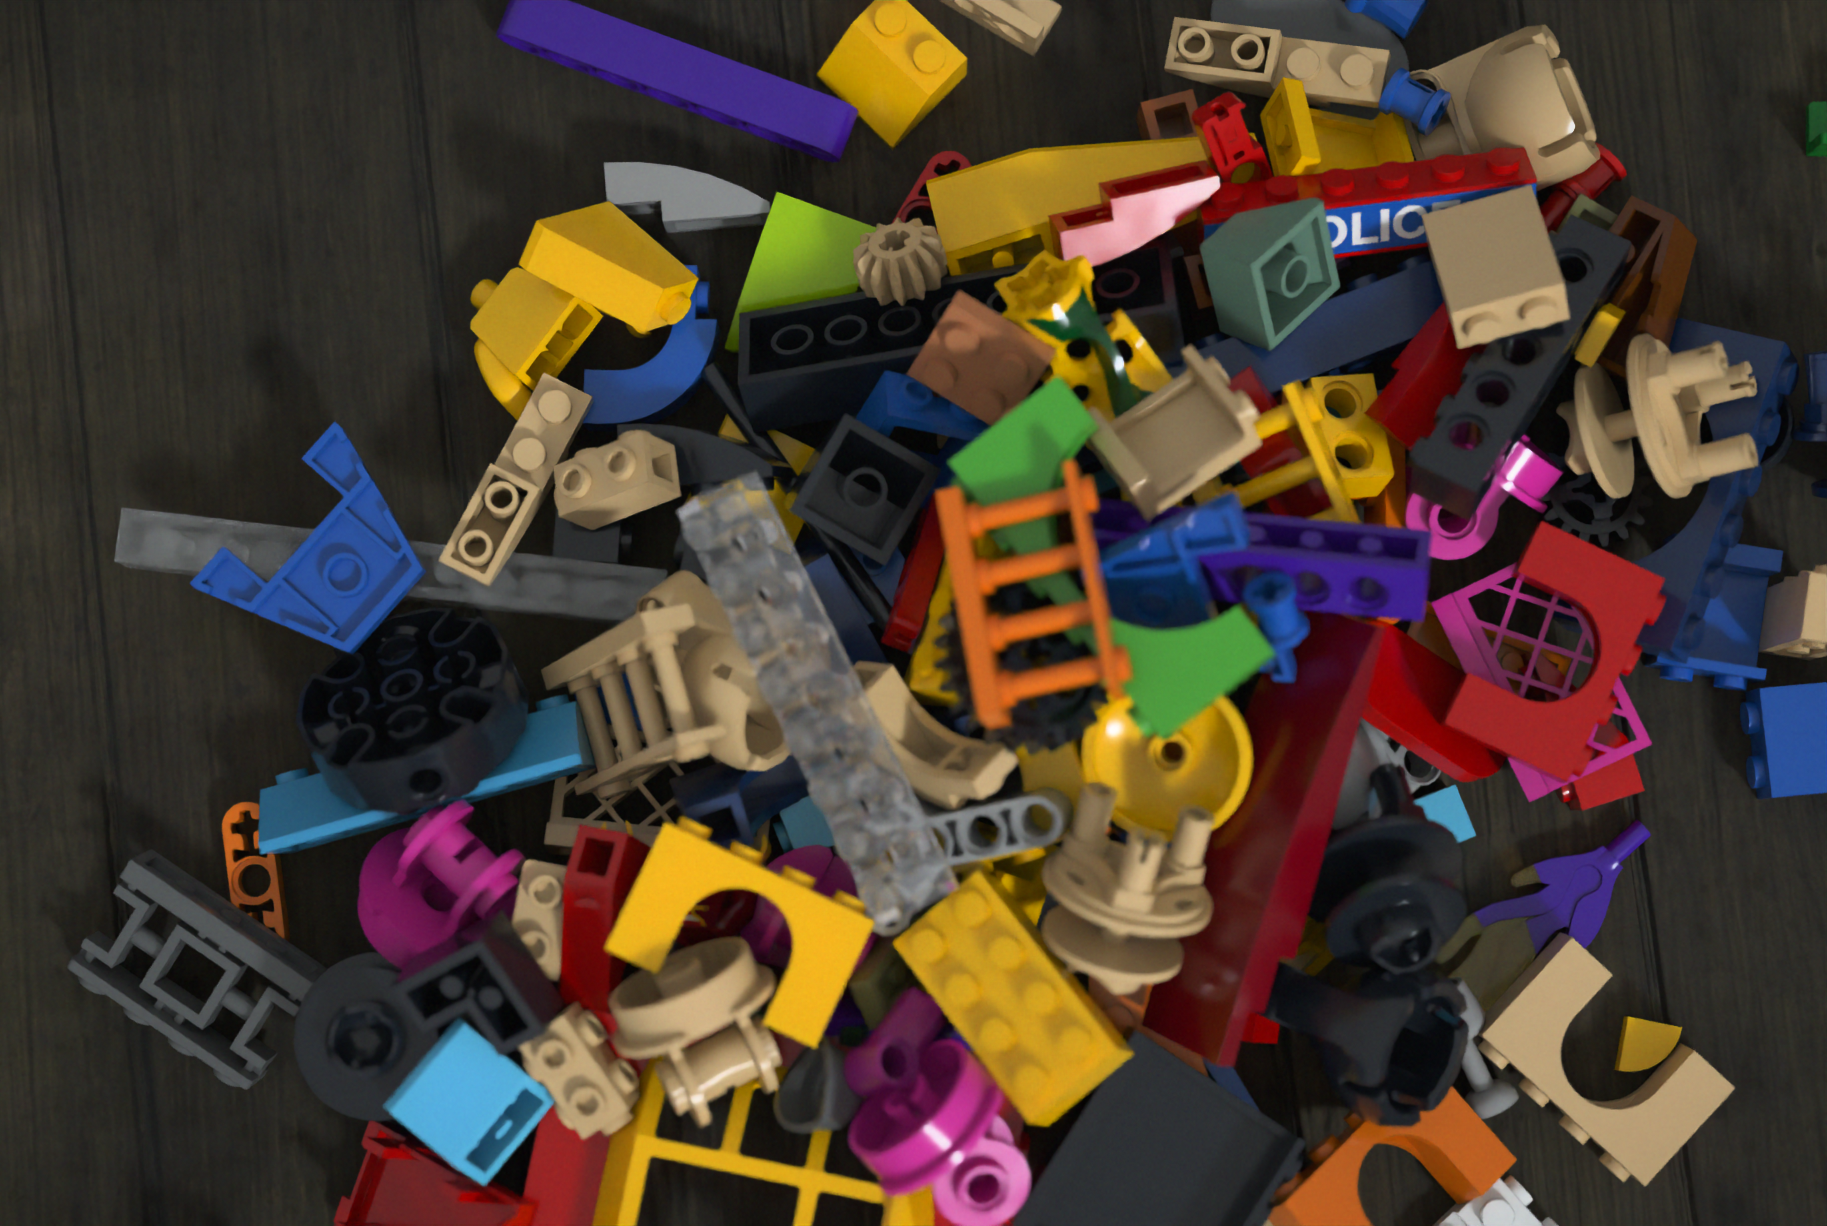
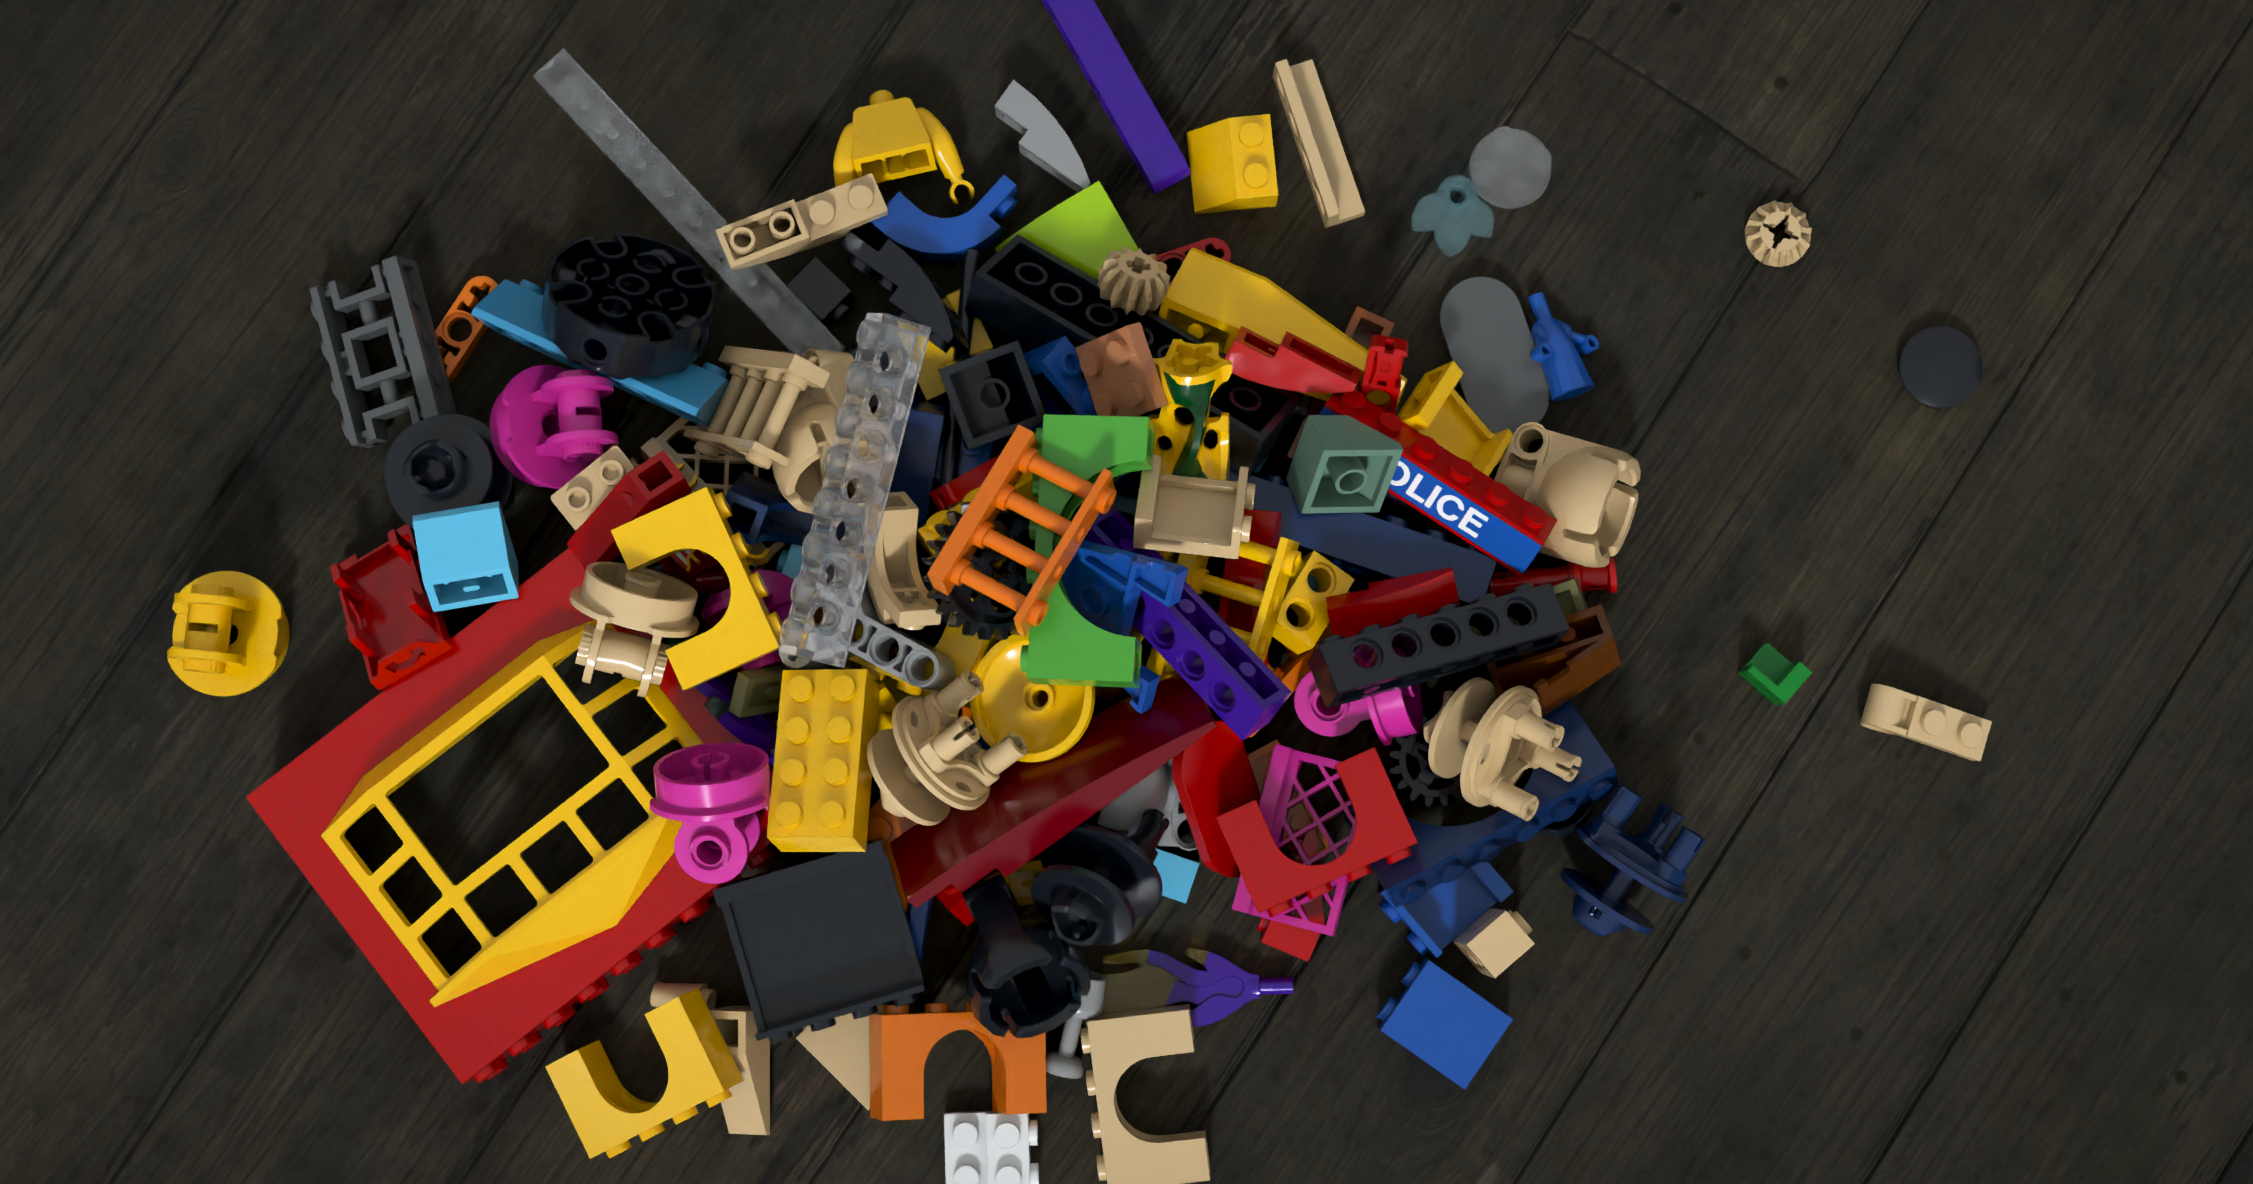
camera: 40 degrees right, 0 degrees up
(343, 573) = (658, 191): blue wing -> none
(488, 976) = (534, 492): black brick -> none
(582, 1073) = (542, 593): tan brick -> none
(610, 265) = (963, 142): yellow slope -> none
(616, 480) = (858, 269): tan brick -> none
(816, 1091) = (669, 719): dark grey helmet -> none
(895, 1046) = (734, 729): magenta piece -> none
(1258, 58) = (1451, 339): tan slope -> none
(1273, 602) = (1162, 656): blue bush -> none
(1414, 101) = (1520, 440): blue bush -> none
(1495, 267) = (1472, 574): tan brick -> none
(1599, 334) = (1506, 667): yellow tile -> none
(1644, 1044) = (1184, 1112): yellow tile -> none

